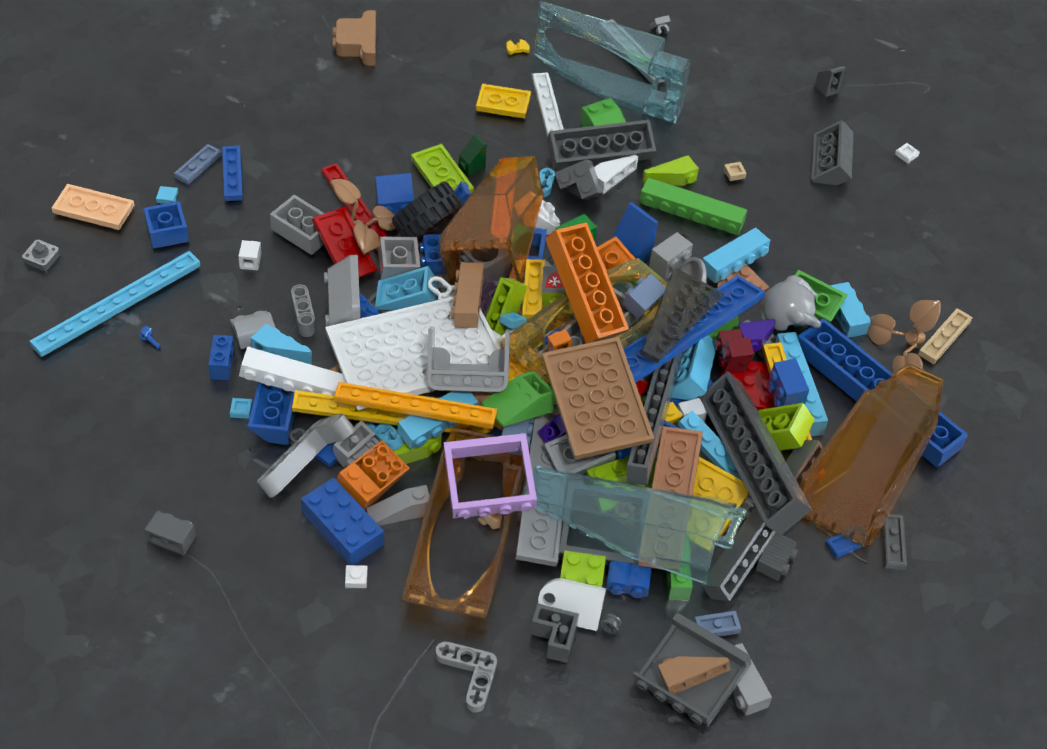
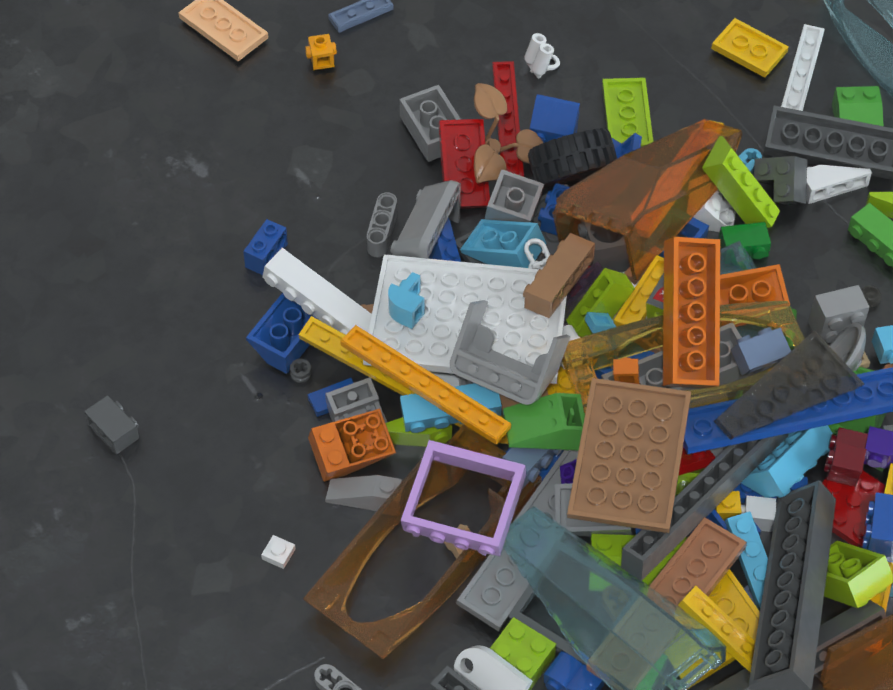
camera: 30 degrees right, 5 degrees up
(41, 255) = (143, 63): piece -> none
(114, 304) = (190, 144): medium azure plate -> none
(146, 333) = (202, 192): blue hand -> none
(166, 195) = (302, 37): medium azure tile -> none
(166, 224) = (285, 72): blue brick -> none
(187, 198) = (320, 47): none -> light orange brick
(232, 173) = (391, 35): blue plate -> none
(241, 408) = (256, 311): medium azure tile -> none
(248, 325) = (317, 227): light grey brick -> none
(250, 255) = (358, 139): white brick -> none
(273, 341) = (321, 255): medium azure slope -> none
(303, 451) = (324, 375): light grey beam -> none
(342, 521) = (294, 484): blue brick -> none
(356, 151) = (539, 56): none -> white piece
(366, 354) = (404, 302): none -> medium azure brick
(390, 437) = (388, 406): medium azure beam -> none
(473, 156) = (671, 106): dark green slope -> none
(556, 191) = (739, 185): none -> lime slope
(637, 232) = (807, 271): blue slope -> none
(699, 486) = (711, 616): none -> yellow plate

